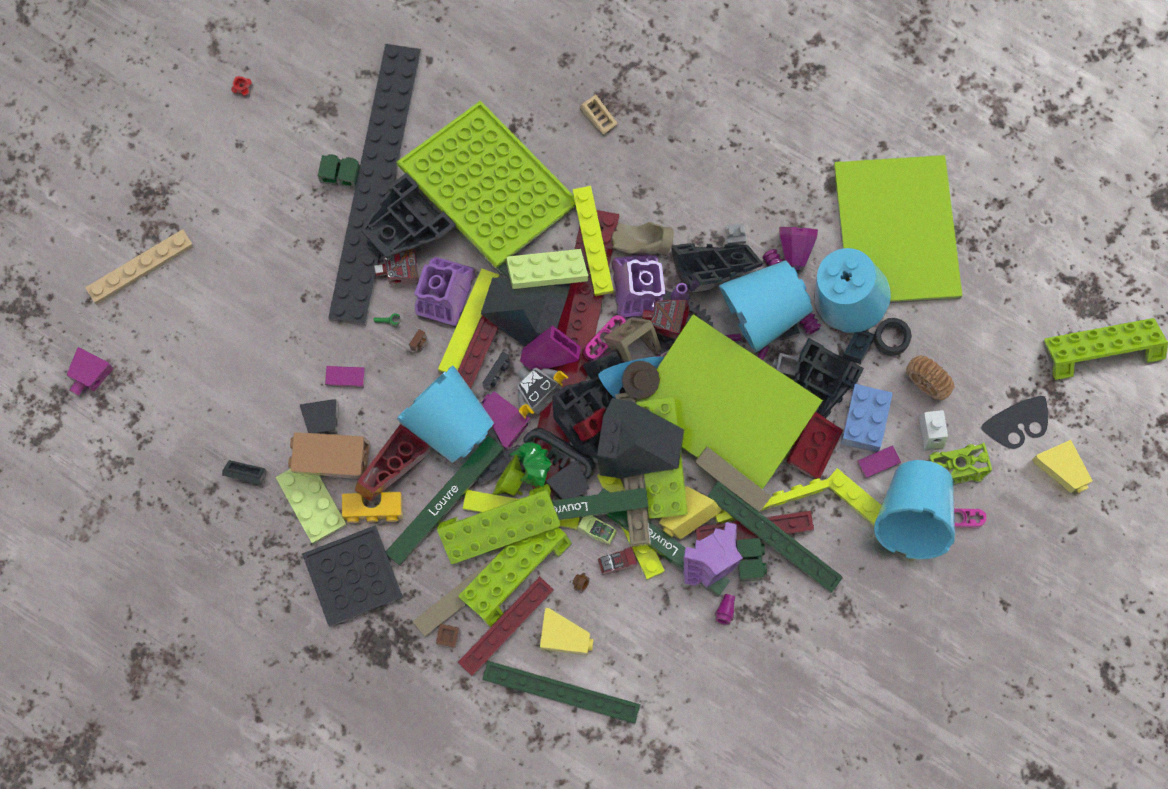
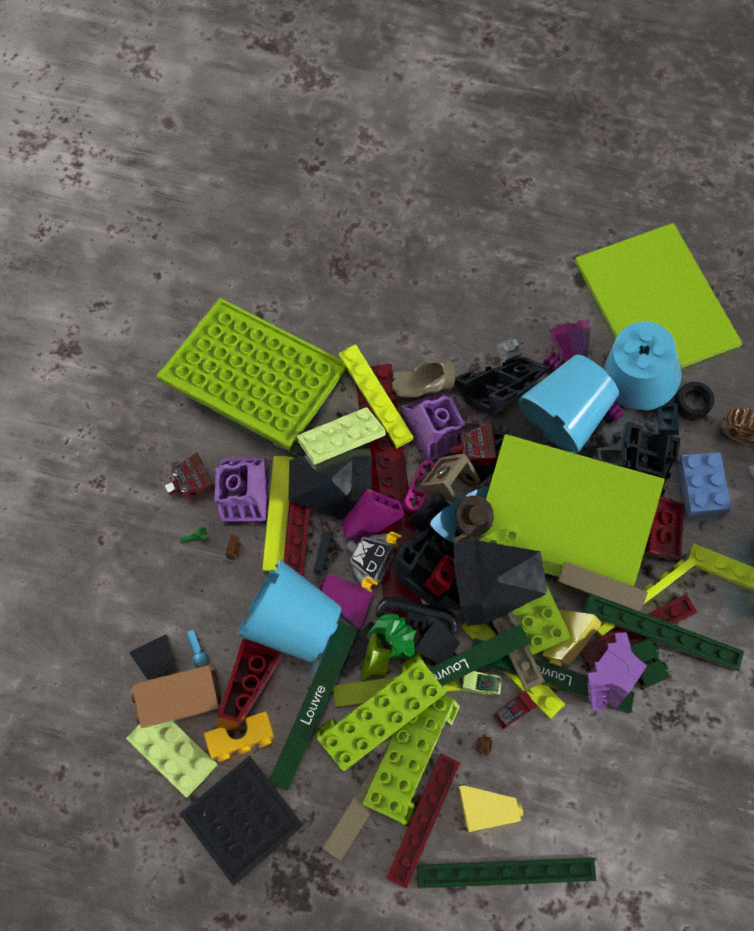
camera: 20 degrees left, 5 degrees down
(243, 472) = (90, 743): black plate -> none
(343, 169) = (93, 403): dark green piece -> none
(345, 376) = (168, 607): magenta tile -> none
(359, 429) = (200, 658): none -> medium azure bar
(376, 174) = (141, 412): black plate -> none
(404, 219) = (181, 430): black wedge -> none
(447, 636) = (365, 852): reddish brown plate -> none
(589, 113) = (329, 279): tan slope -> none
(680, 292) = (478, 419): medium lavender cone -> none
(725, 611) = (642, 725): magenta cone -> none
(879, 462) = (730, 524): magenta tile -> none

